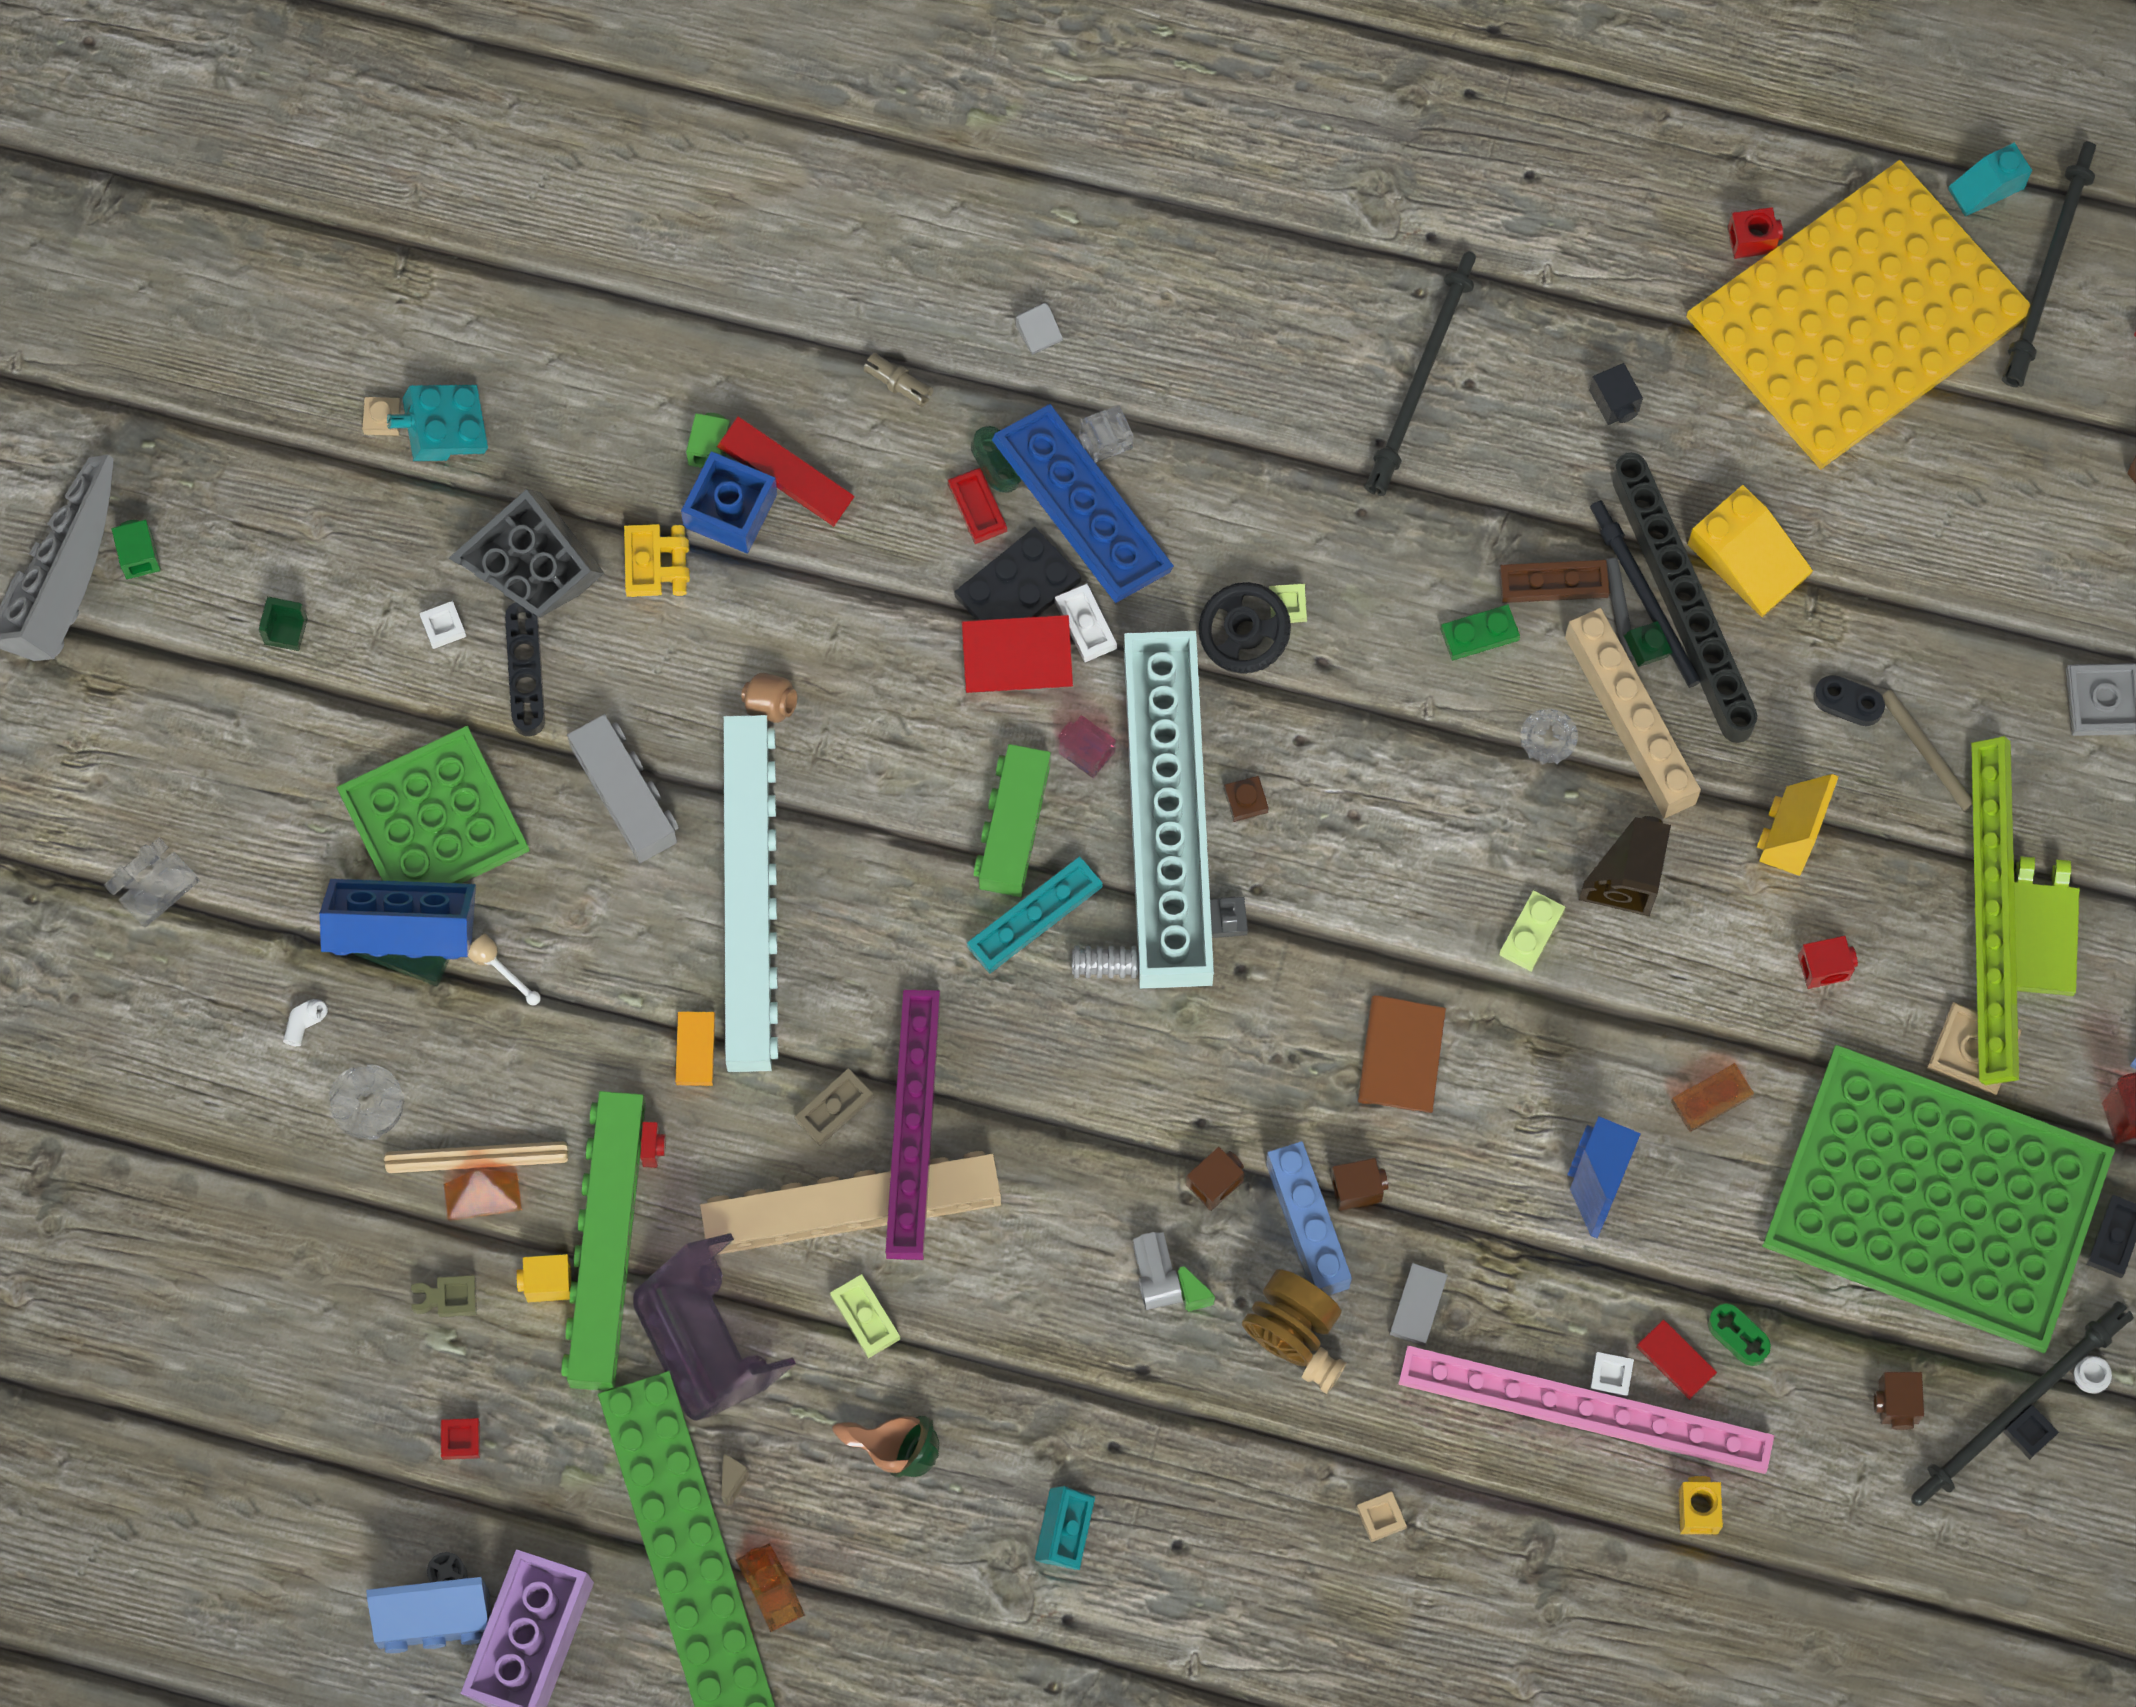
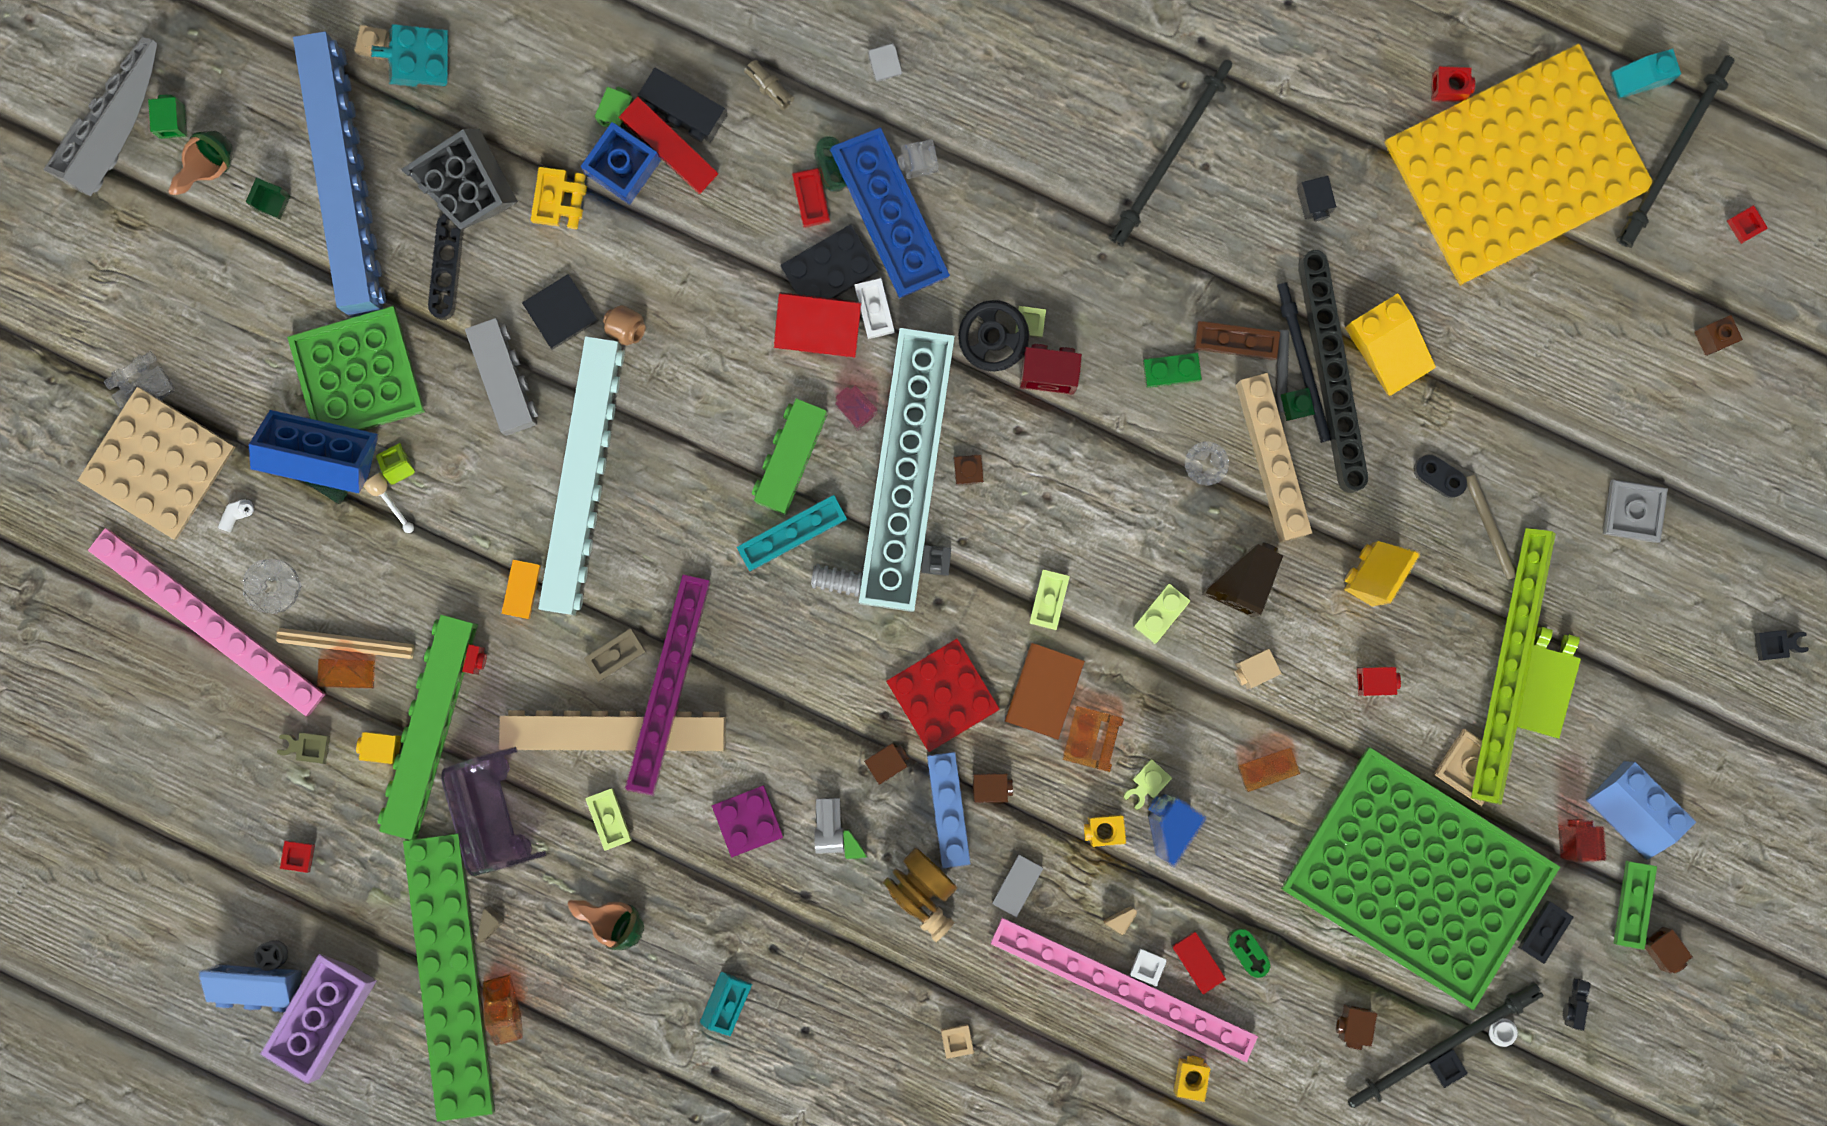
camera: 10 degrees right, 15 degrees up
(191, 590) = (203, 158): none -> piece
(191, 973) = (156, 463): none -> tan plate
(288, 1164) = (206, 622): none -> bright pink plate
(374, 576) = (339, 174): none -> medium blue brick
(442, 625) = (389, 220): white plate -> none
(502, 922) = (395, 464): none -> lime slope
(682, 698) = (560, 311): none -> black tile
(796, 421) = (682, 106): none -> black brick
(1048, 1287) = (747, 821): none -> magenta plate
(1270, 1082) = (942, 695): none -> red plate
(1326, 653) = (1050, 369): none -> dark red brick
(1383, 937) = (1049, 599): none -> yellowish green plate
(1464, 1100) = (1083, 737): none -> clear orange plate
(1529, 1199) = (1117, 830): none -> yellow brick
(1561, 1144) = (1150, 781): none -> yellowish green plate
(1561, 1323) = (1121, 920): none -> tan slope
(1669, 974) = (1257, 669): none -> tan brick

